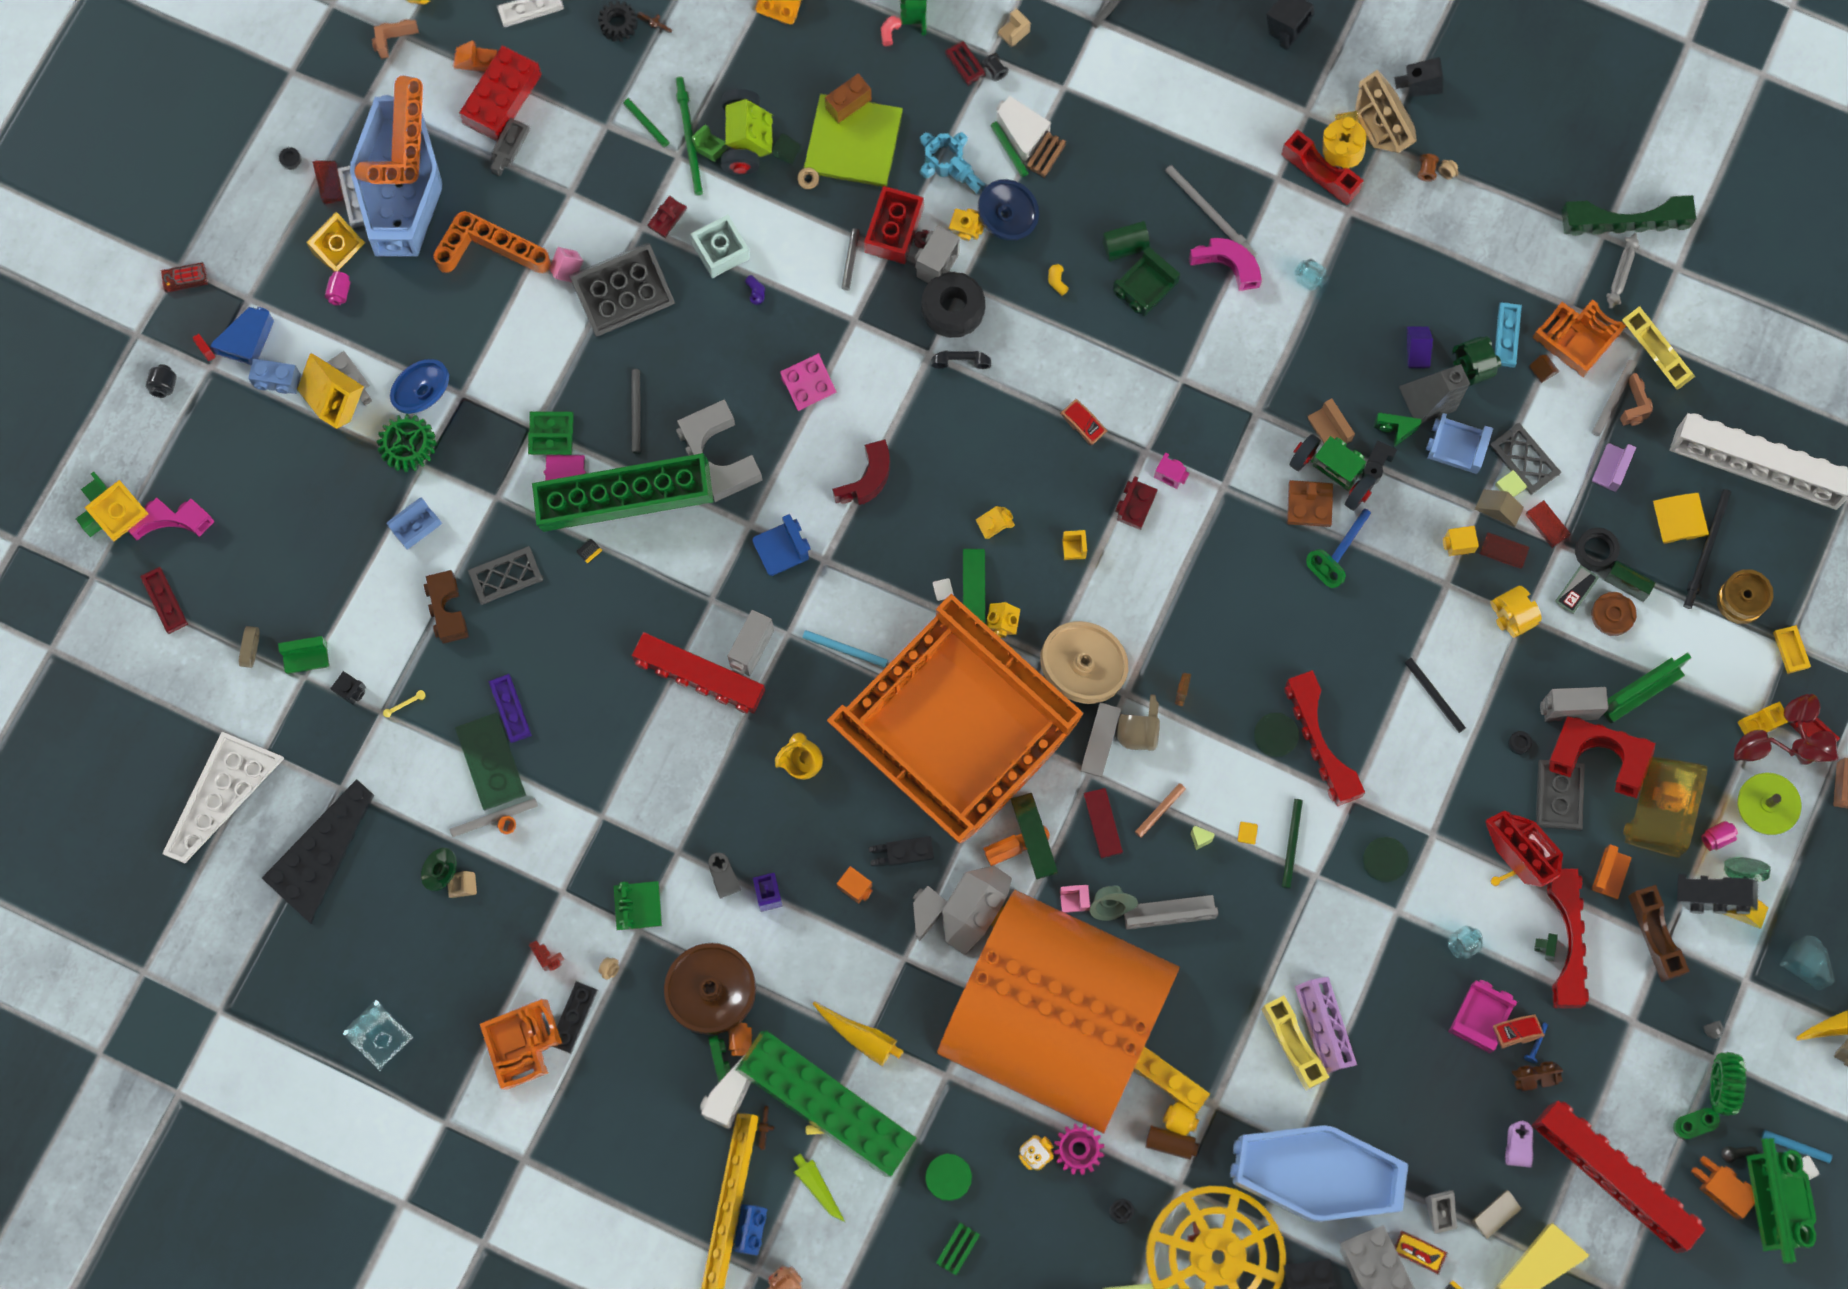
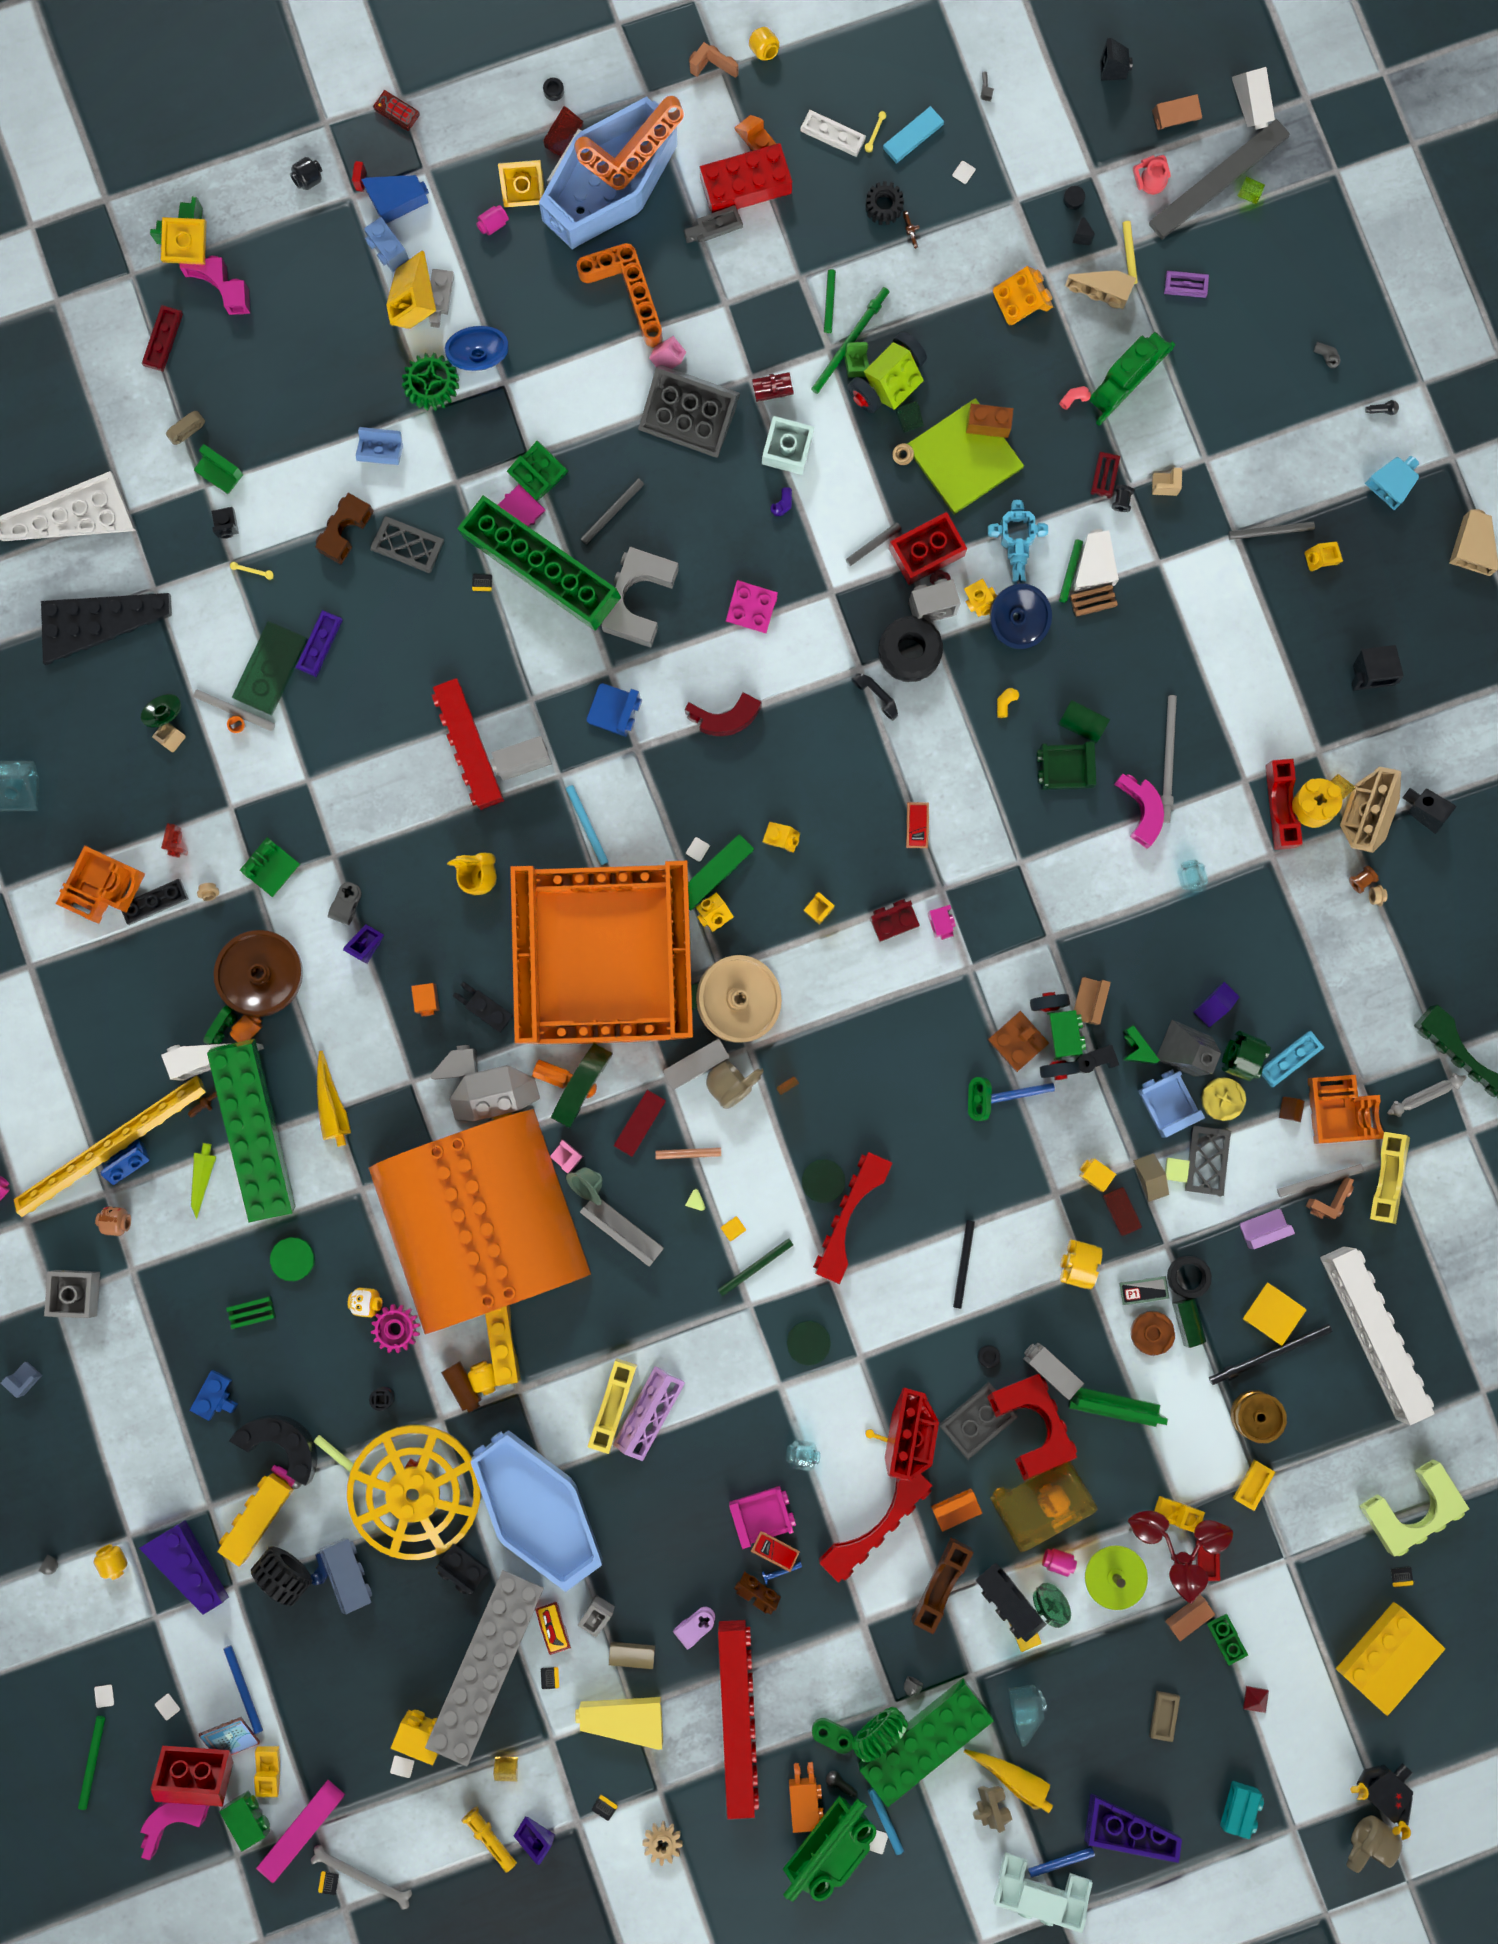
camera: 45 degrees right, 10 degrees up
(1491, 406) = (1223, 1099): none -> light yellow tile
(1547, 946) = (857, 1515): dark green tile -> none
(1548, 524) = (1174, 1223): clear red tile -> none
(1767, 1054) = (928, 1742): none -> green brick

